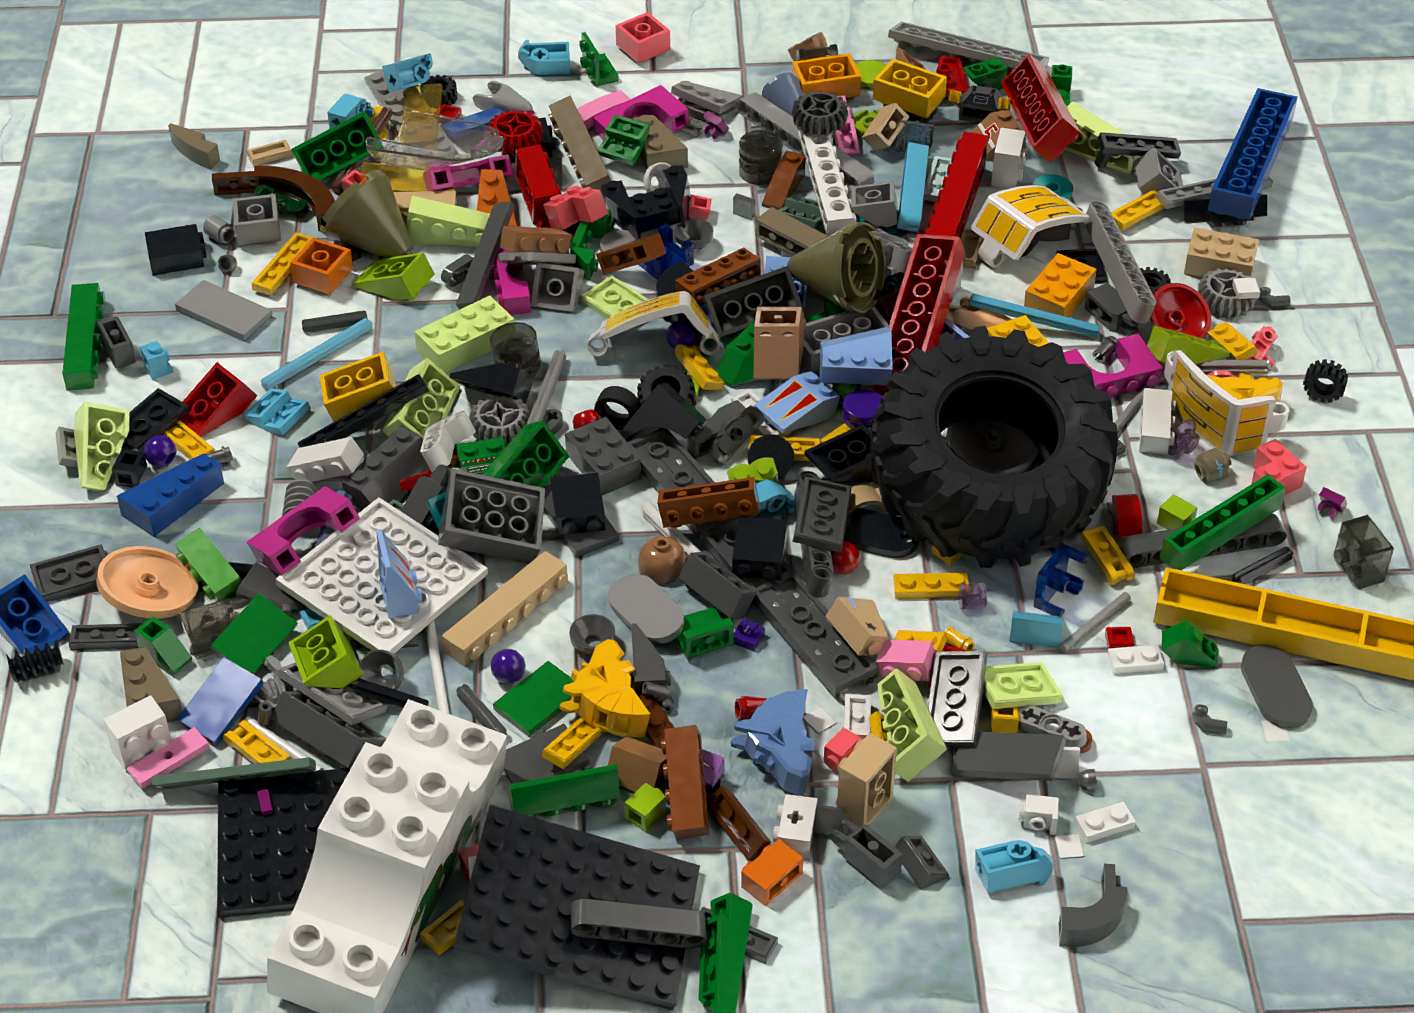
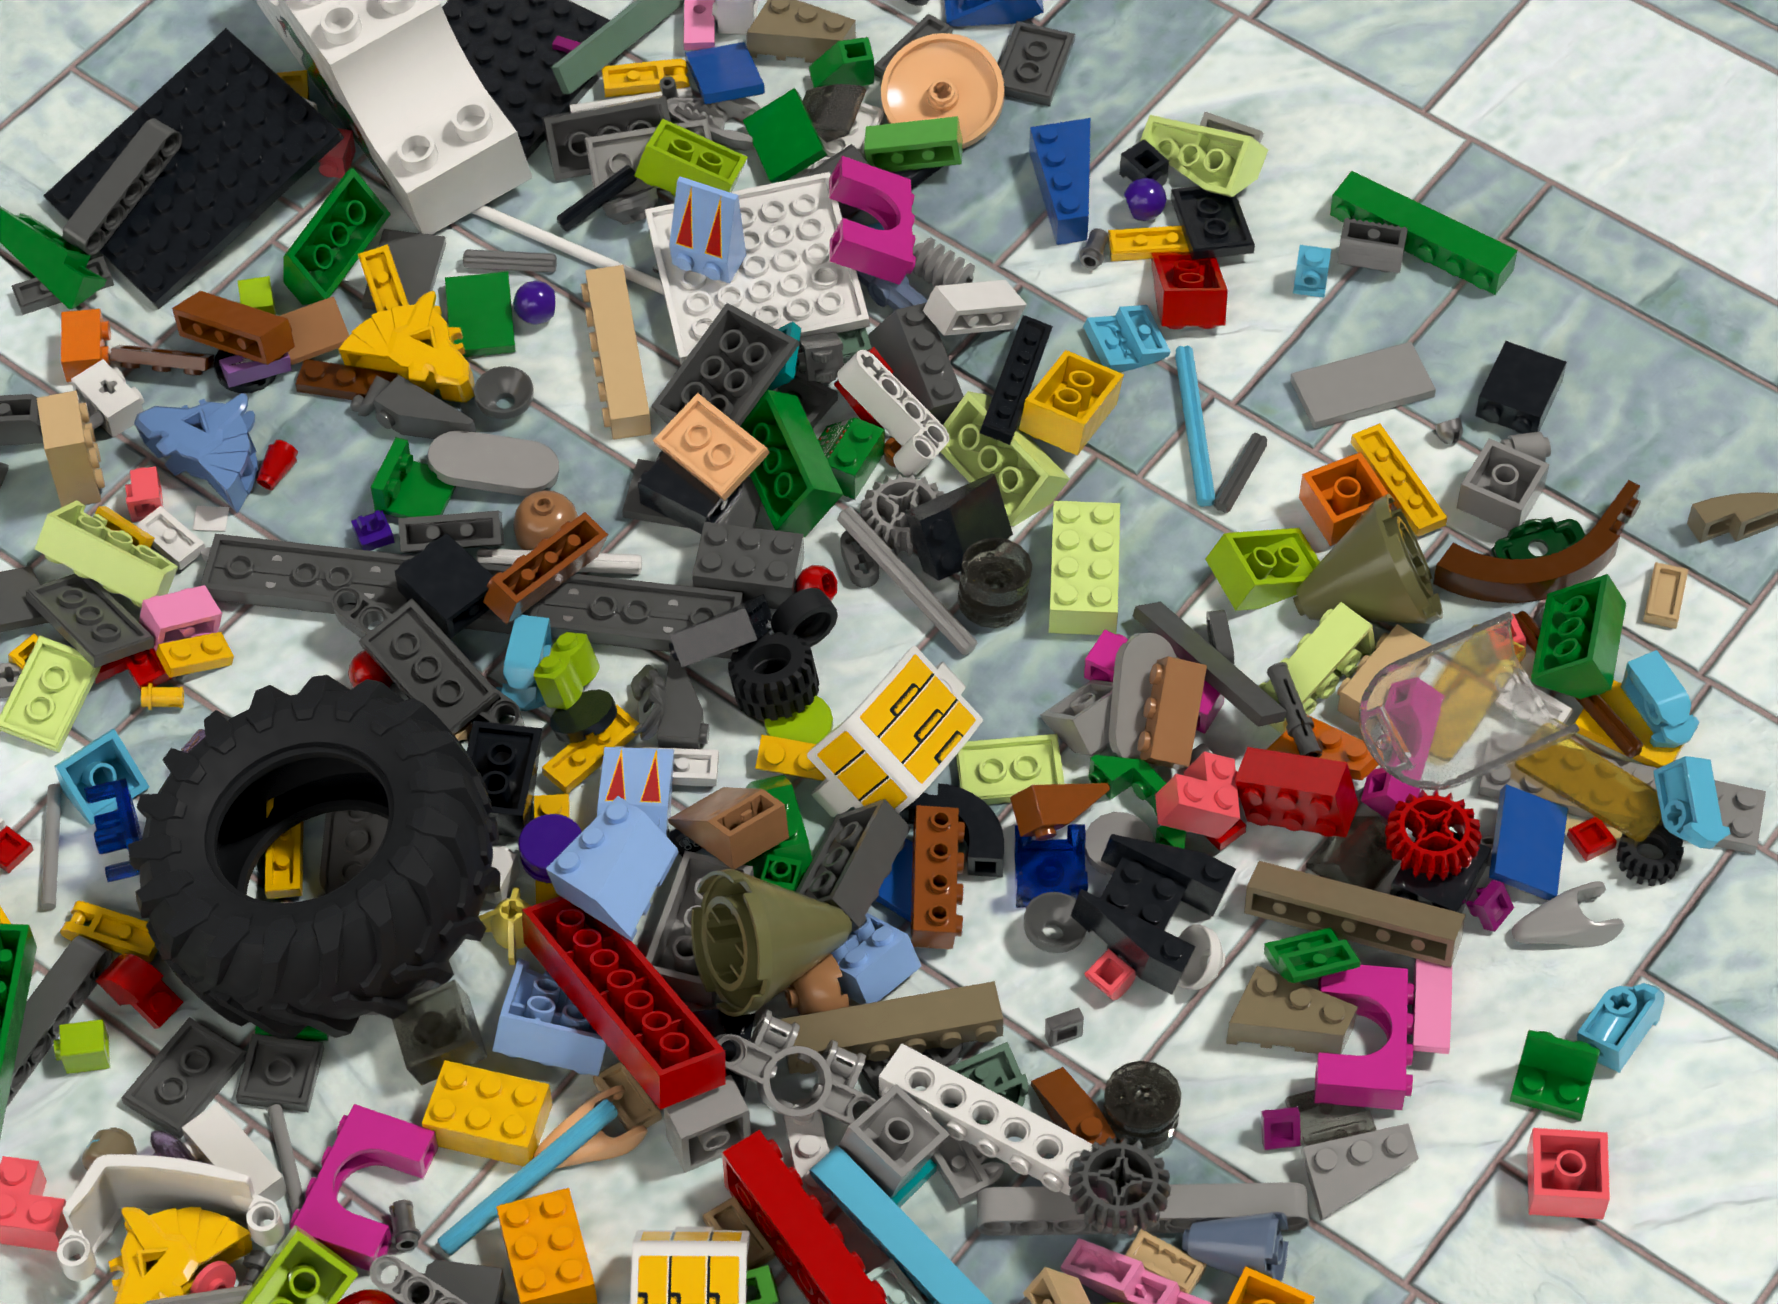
camera: 130 degrees right, 10 degrees up
(485, 207) = (1299, 724): none -> dark grey pin
(551, 488) = (711, 446): none -> light nougat tile
(858, 624) = (260, 602): tan slope -> none
(1144, 476) = (184, 1077): none -> dark grey tile

